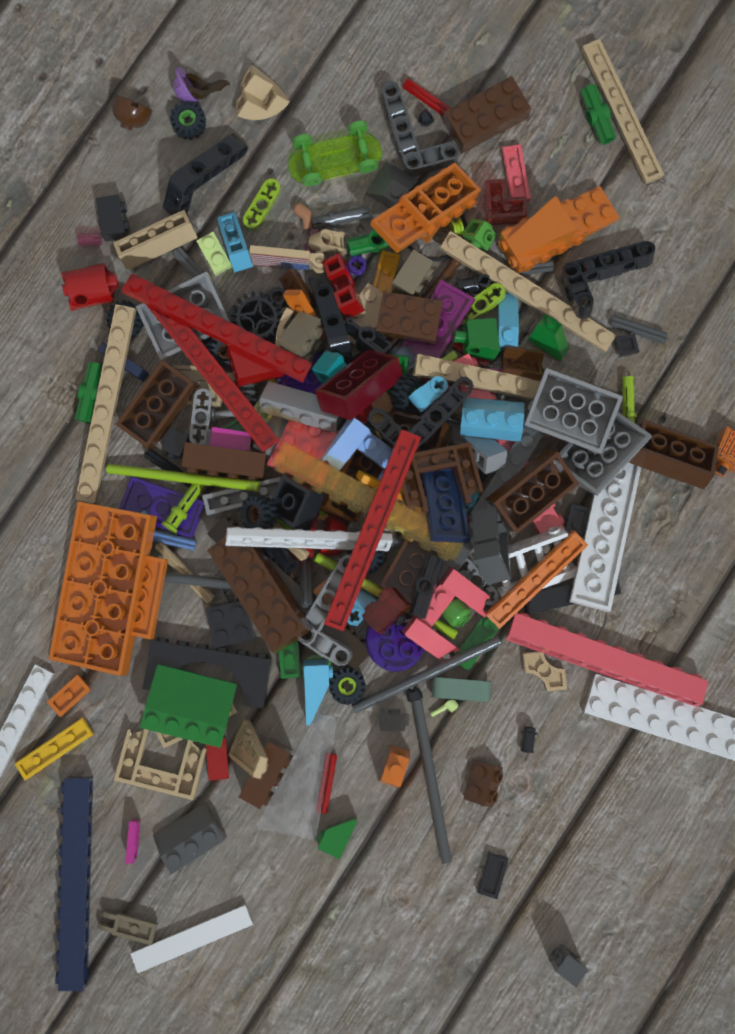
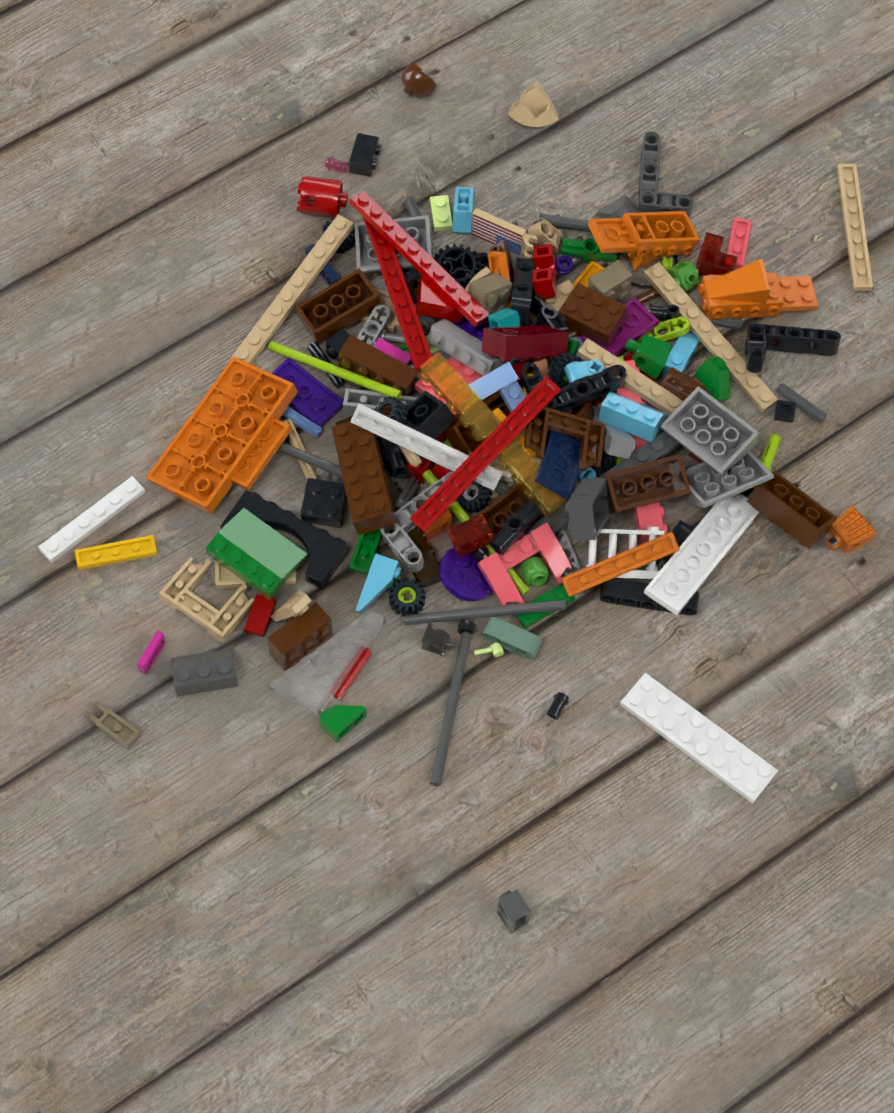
camera: 20 degrees right, 20 degrees down
(69, 695) = (150, 512): orange plate -> none
(75, 883) = (82, 669): dark blue brick -> none
(88, 392) = (279, 279): green piece -> none
(155, 240) = (395, 182): tan brick -> none
(182, 514) = (318, 398): lime pin -> none
(190, 129) = (464, 113): black bush -> none
(191, 938) = (165, 759): white tile -> none
(193, 87) = (478, 81): piece -> none
(200, 171) = (455, 141): black beam -> none
(264, 212) = (497, 197): lime beam -> none
(304, 213) = (534, 208): nougat arm -> none
(334, 157) = (581, 175): clear neon green piece -> none
(363, 599) = (442, 541): medium azure piece -> none
(395, 766) = (422, 677): orange torso -> none
(425, 96) = (682, 159): red axle -> none
(426, 117) = (674, 173): black hinge -> none
(483, 783) = (499, 727): reddish brown bracket -> none
(486, 114) = (729, 187): reddish brown brick -> none
(492, 875) = (474, 813): black tile -> none
(552, 677) = (601, 660): tan tile -> none
(598, 114) = (831, 221): green piece -> none
(606, 659) = (659, 662): coral brick -> none

